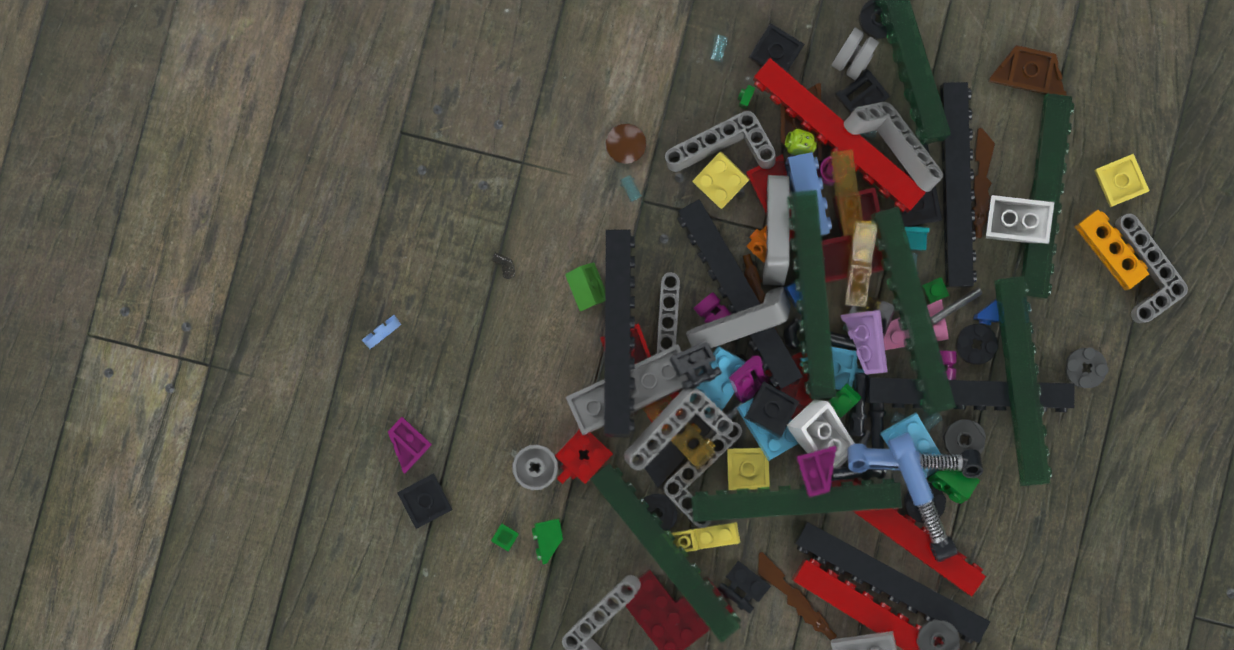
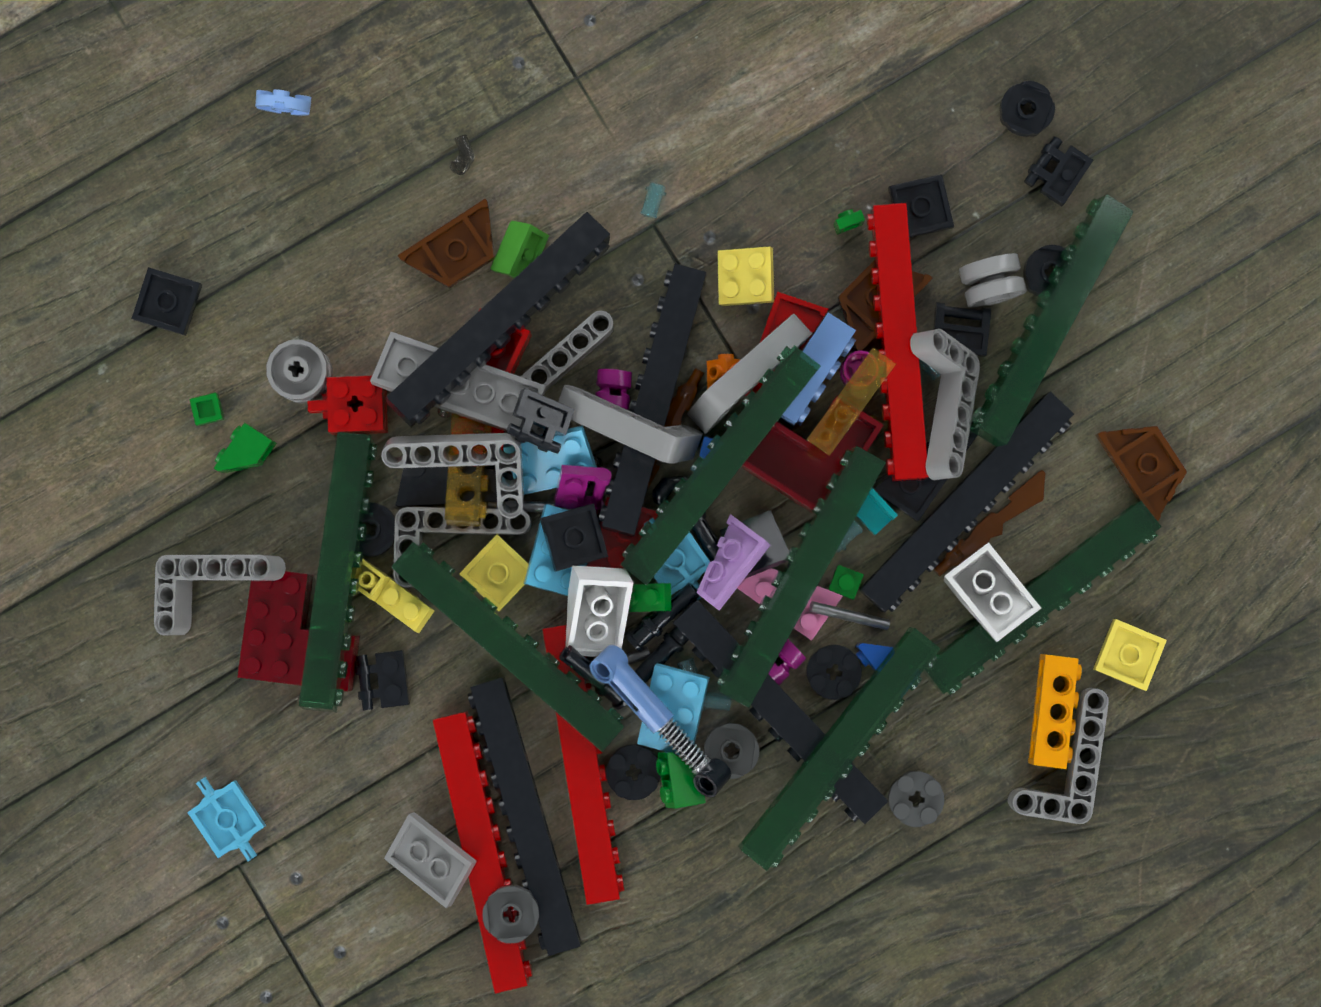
camera: 45 degrees right, 0 degrees up
(407, 443) = (205, 232): magenta wing -> none
(551, 318) = (454, 248): none -> reddish brown wing
(626, 143) = (691, 154): reddish brown dish -> none
(719, 48) = (869, 150): clear light blue pin -> none
(722, 142) = (781, 241): light grey beam -> none
(795, 598) = (421, 739): reddish brown sword -> none
(800, 142) = (855, 312): lime head -> none
(817, 470) = (556, 635): magenta wing -> none
(860, 263) = (795, 481): clear yellow slope -> none
(905, 455) = (632, 759): piece -> none

